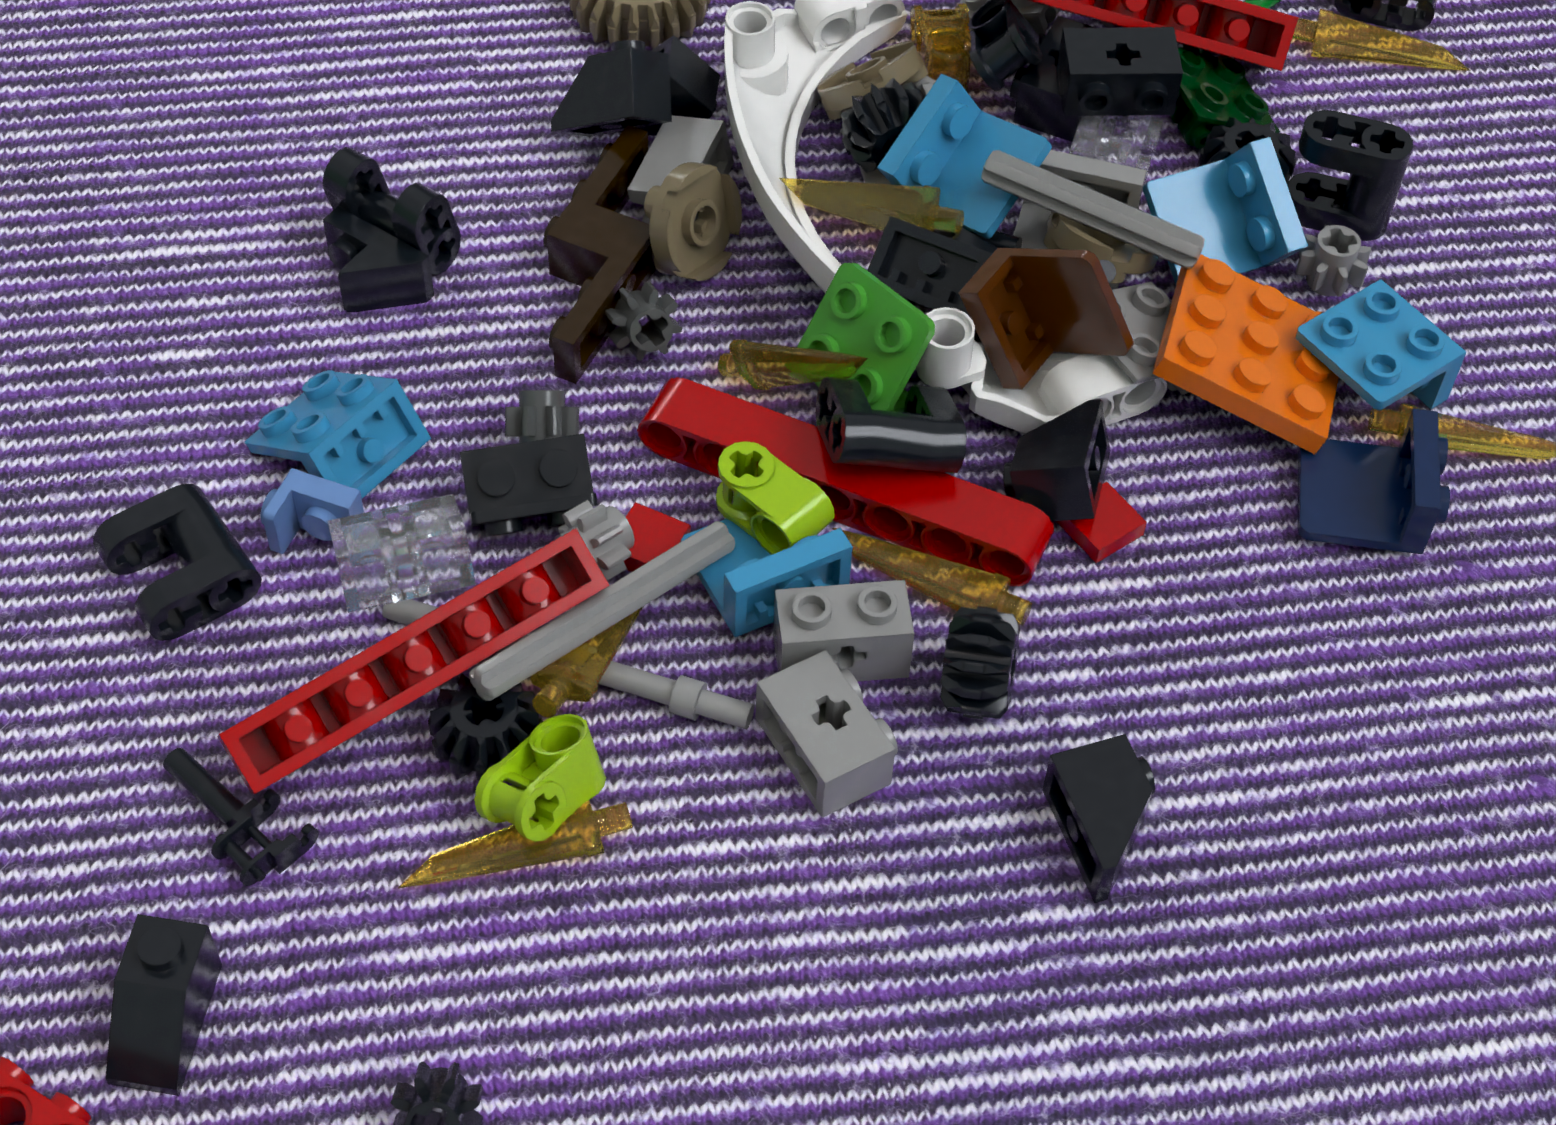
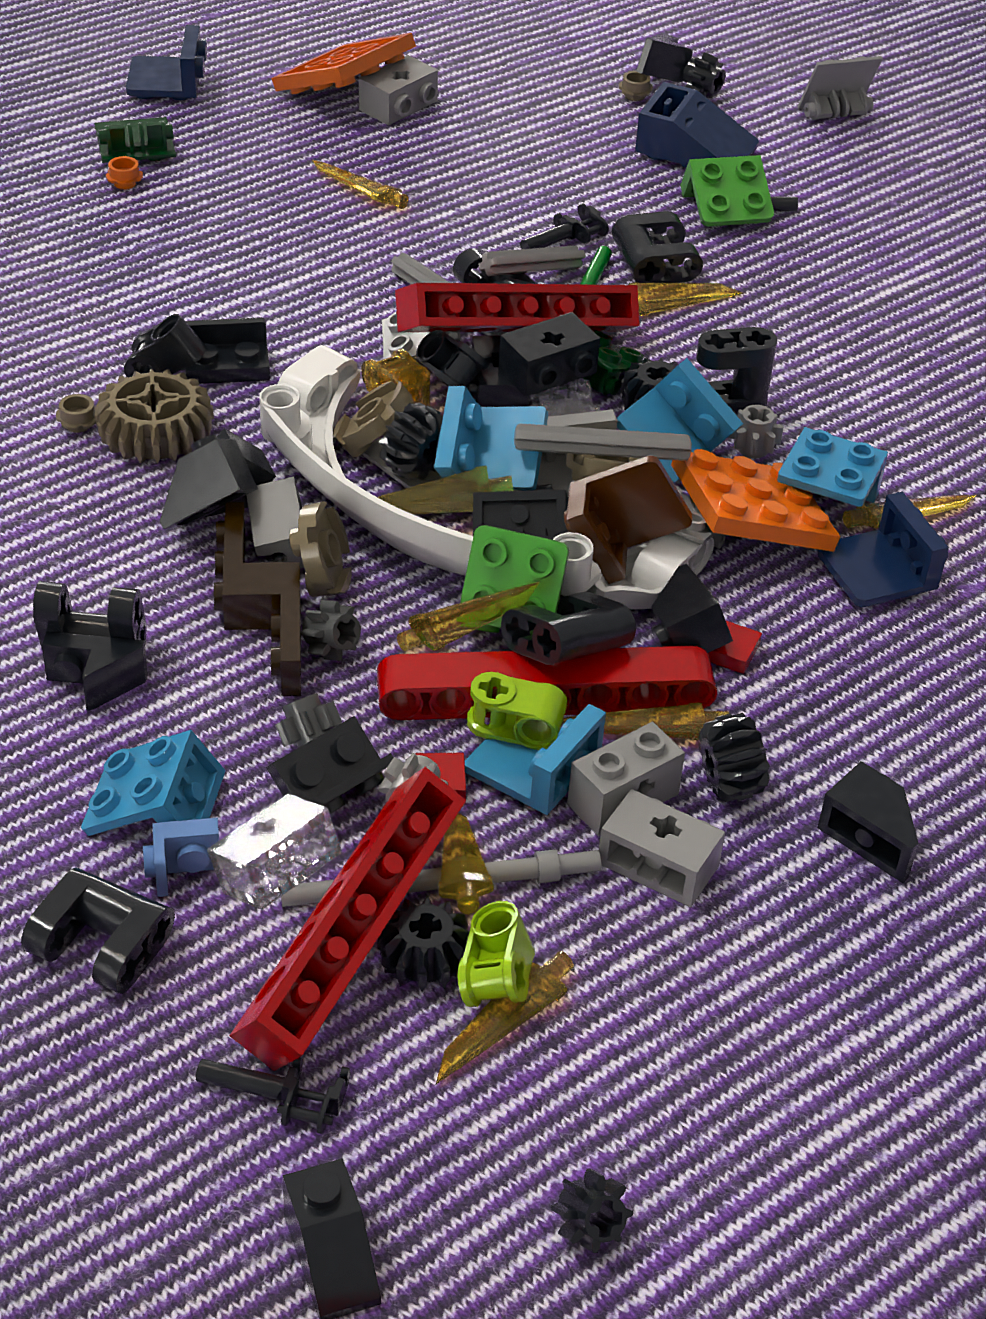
camera: 30 degrees left, 10 degrees down
(600, 611) = (477, 791): light grey axle -> none

